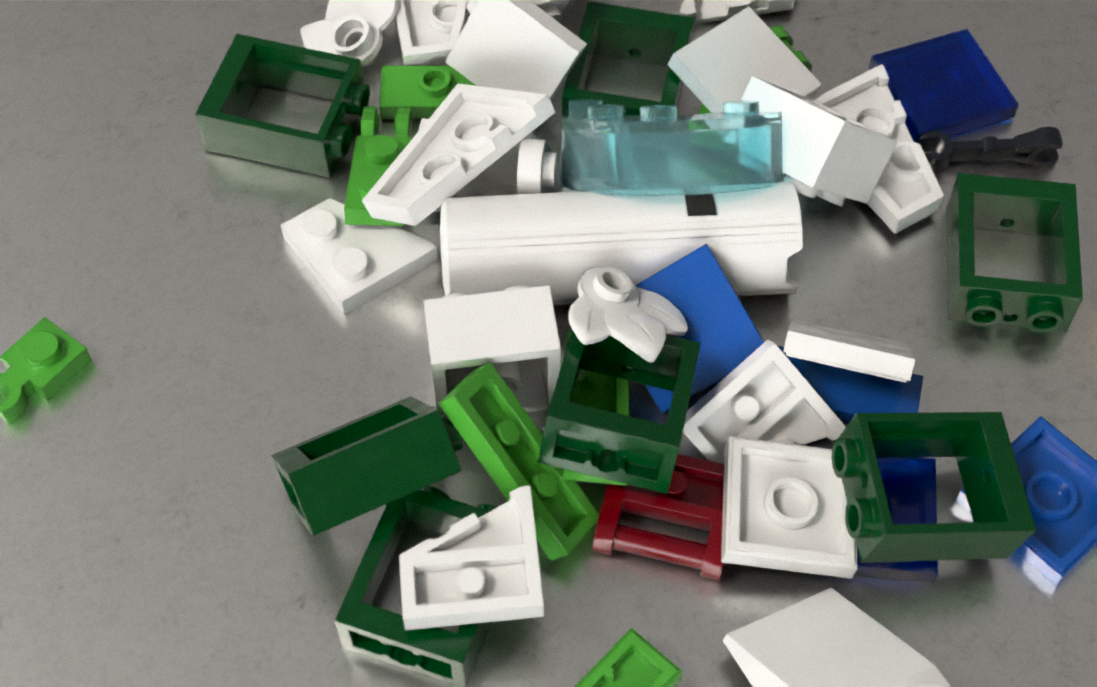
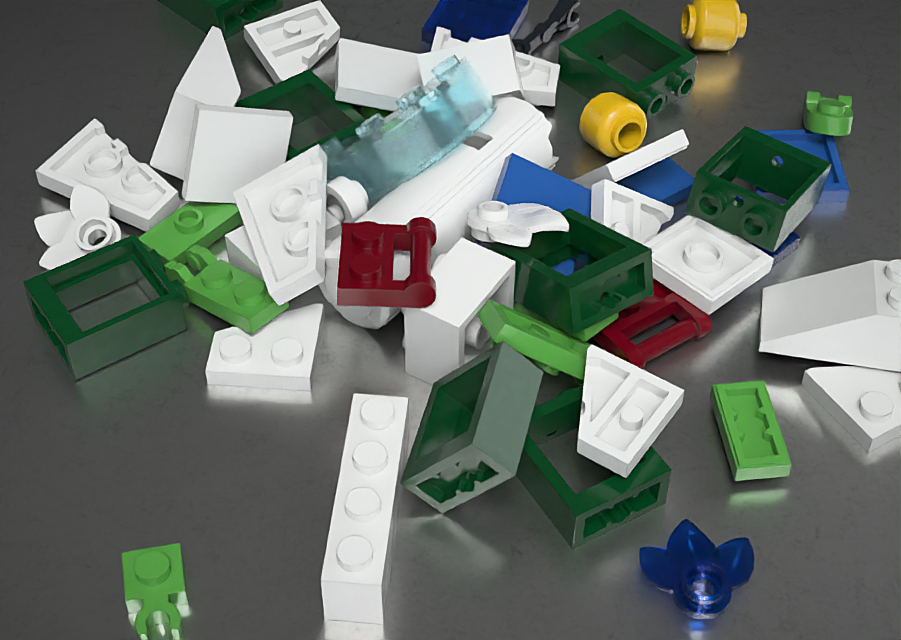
camera: 50 degrees left, 10 degrees down
(221, 449) = (366, 510): none -> white brick
(441, 238) = (368, 262): none -> dark red plate
(909, 299) = (613, 124): none -> yellow head

